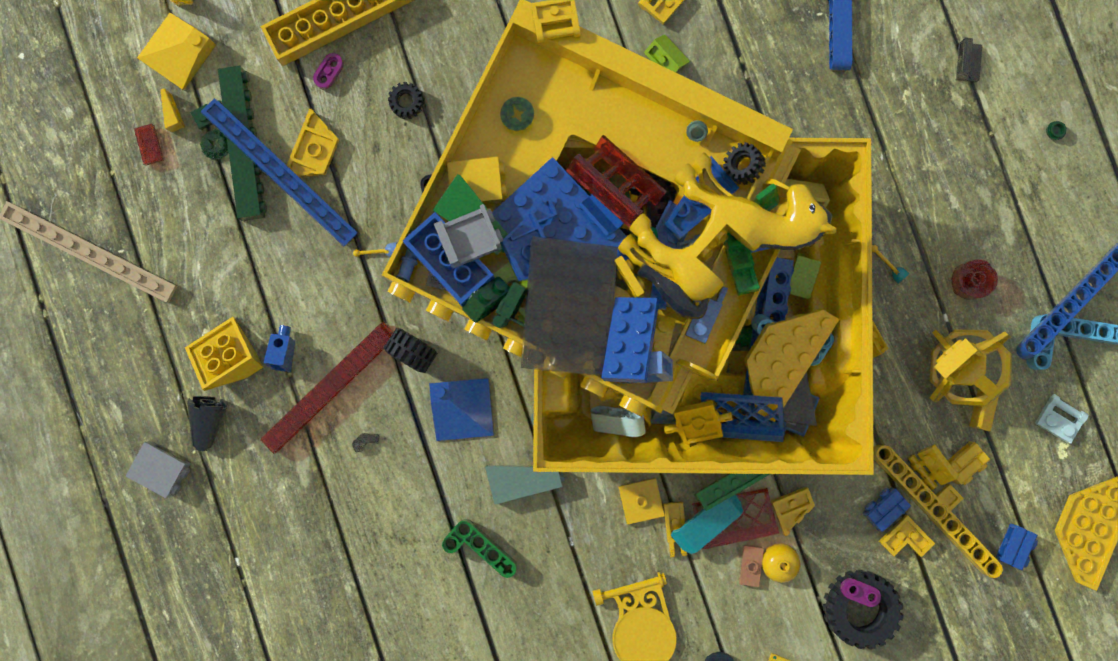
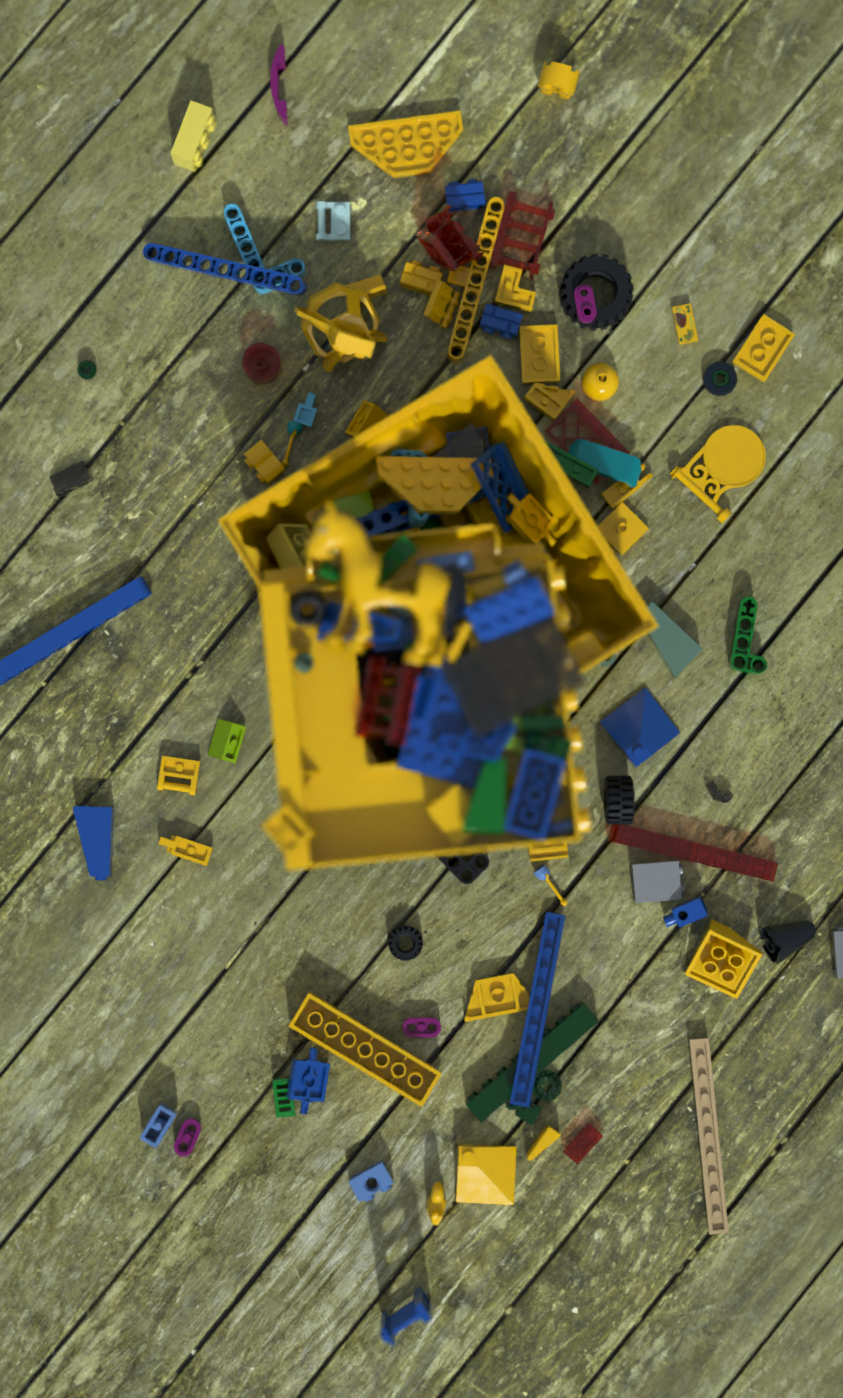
camera: 130 degrees left, 0 degrees up
(323, 341) = (657, 881): none -> light grey brick
(469, 237) = (508, 787): light grey panel -> none
(520, 104) = (380, 827): clear green gear -> none
(617, 421) = (574, 594): light aqua beam -> none
(751, 566) = (618, 404): nougat plate -> none
(837, 525) = (539, 354): none -> yellow plate
(889, 230) = (264, 462): none -> yellow brick
(906, 292) = (306, 413): none -> medium azure plate
(957, 556) = (508, 222): none -> clear red fence
(989, 504) = (446, 241): none -> clear red torso

